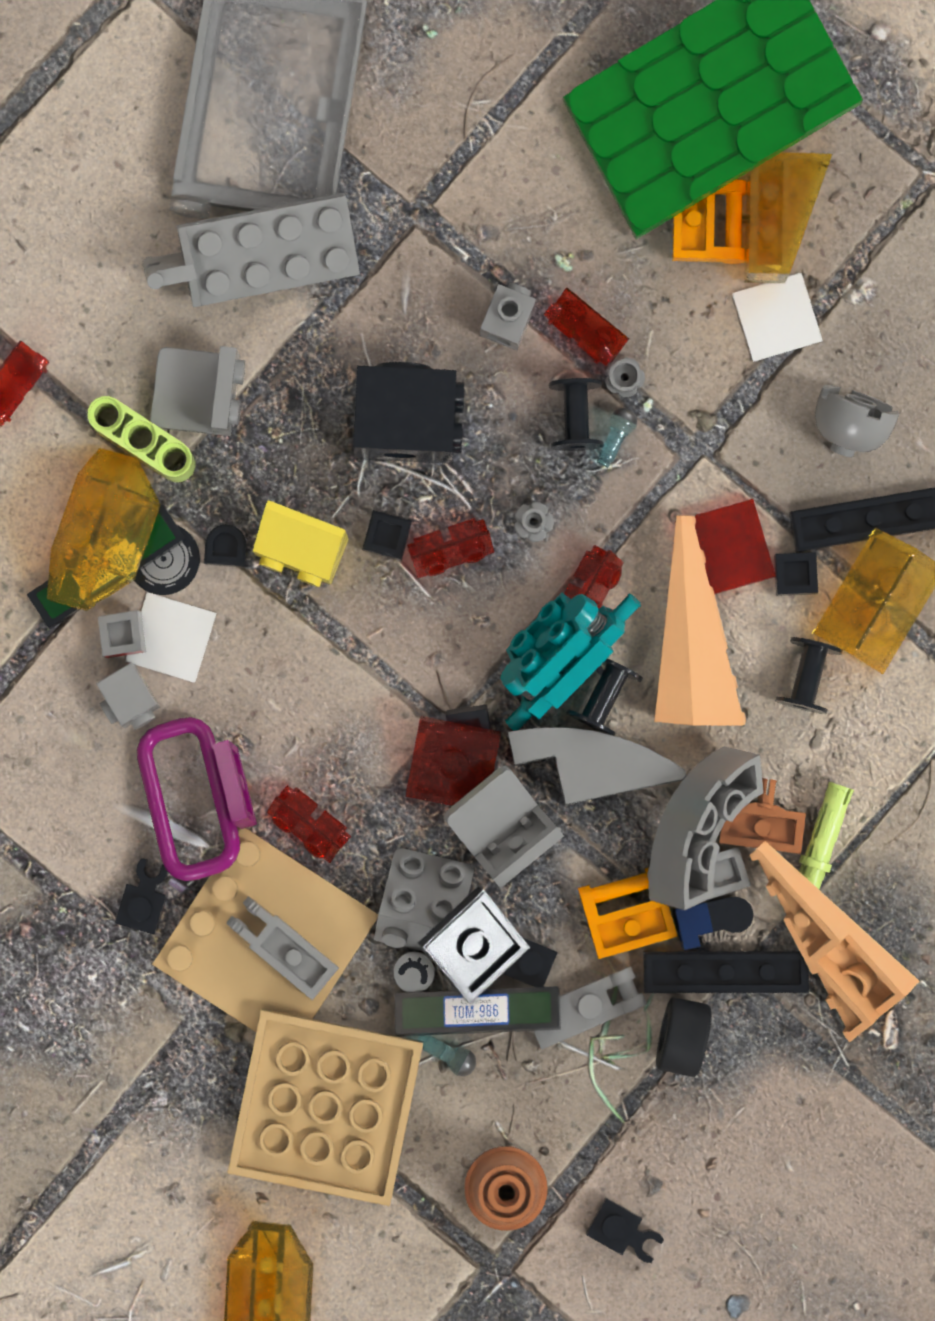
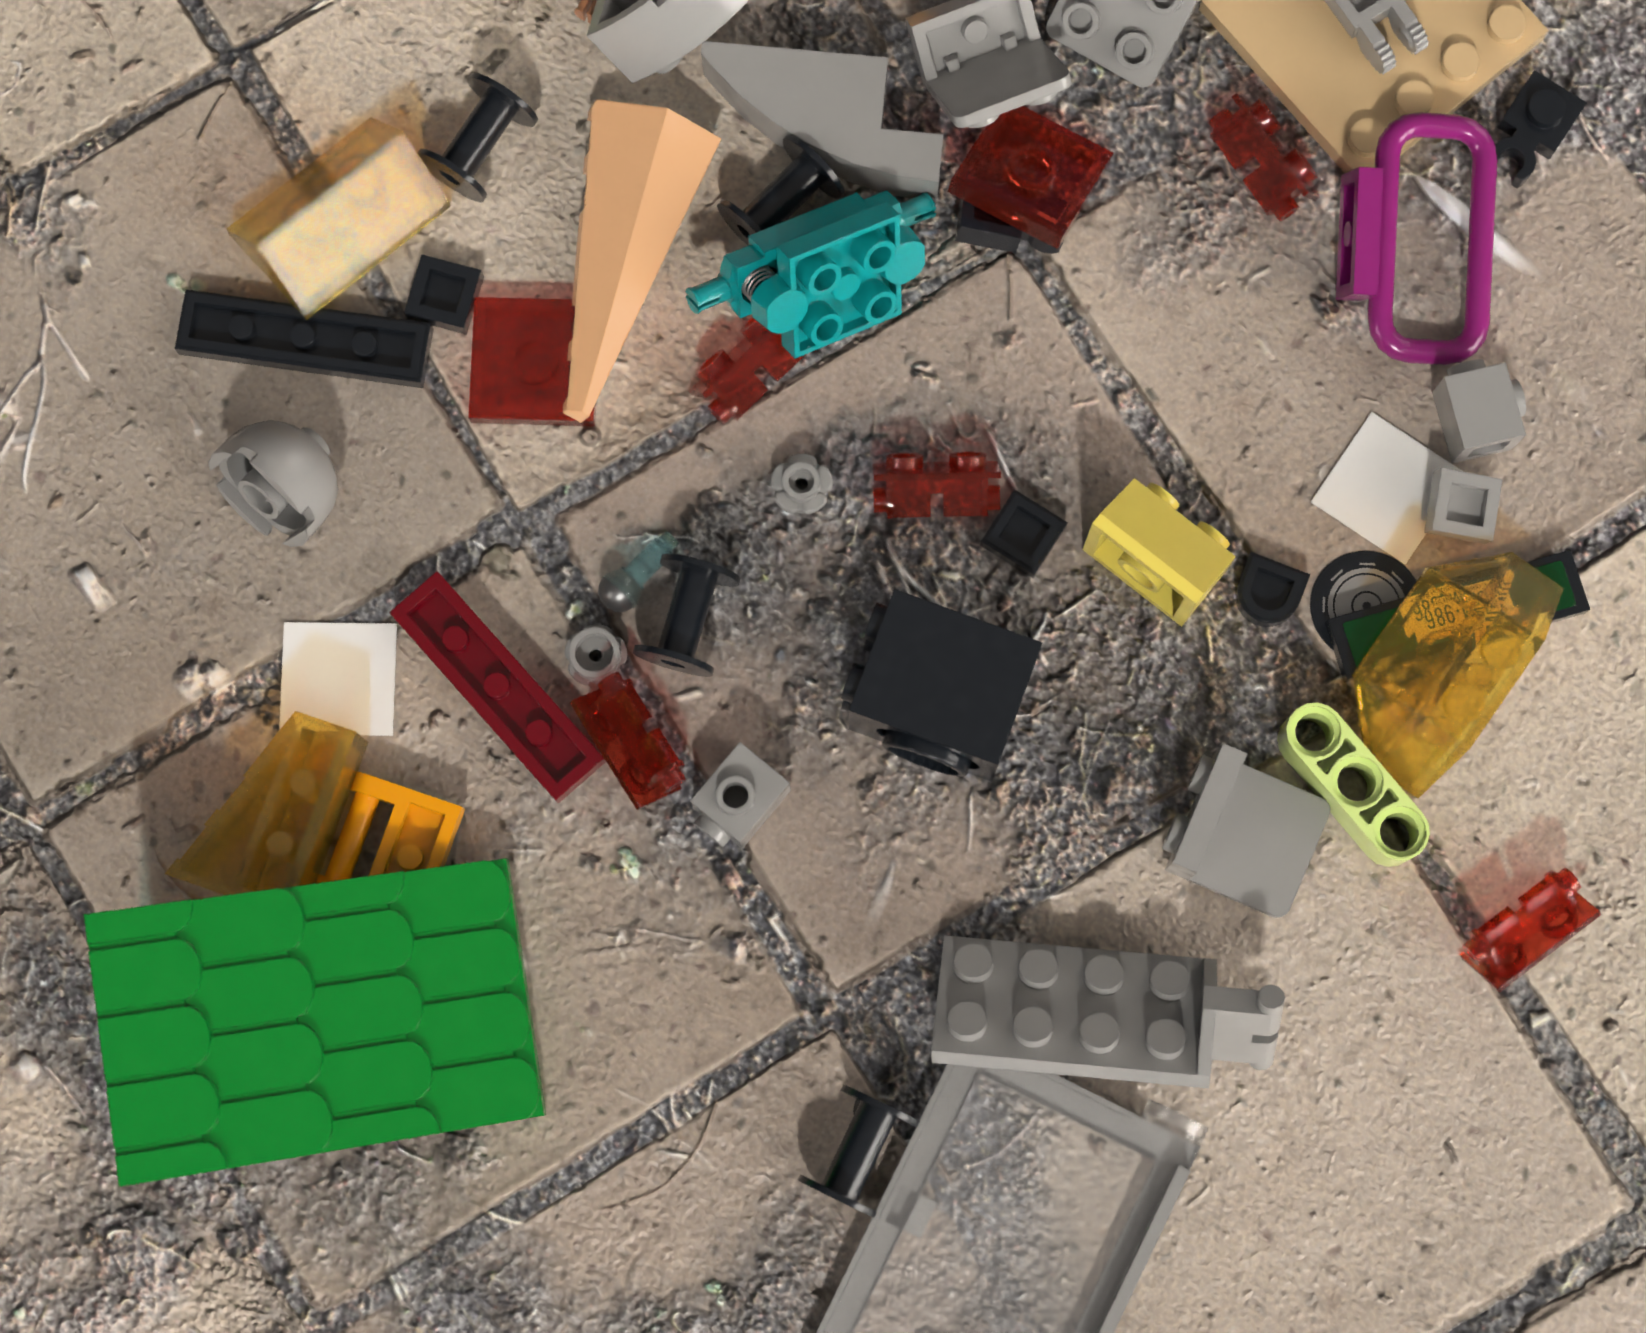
camera: 160 degrees left, 5 degrees down
(370, 130) = (859, 1150): none -> black piece
(677, 338) = (497, 687): none -> dark red plate

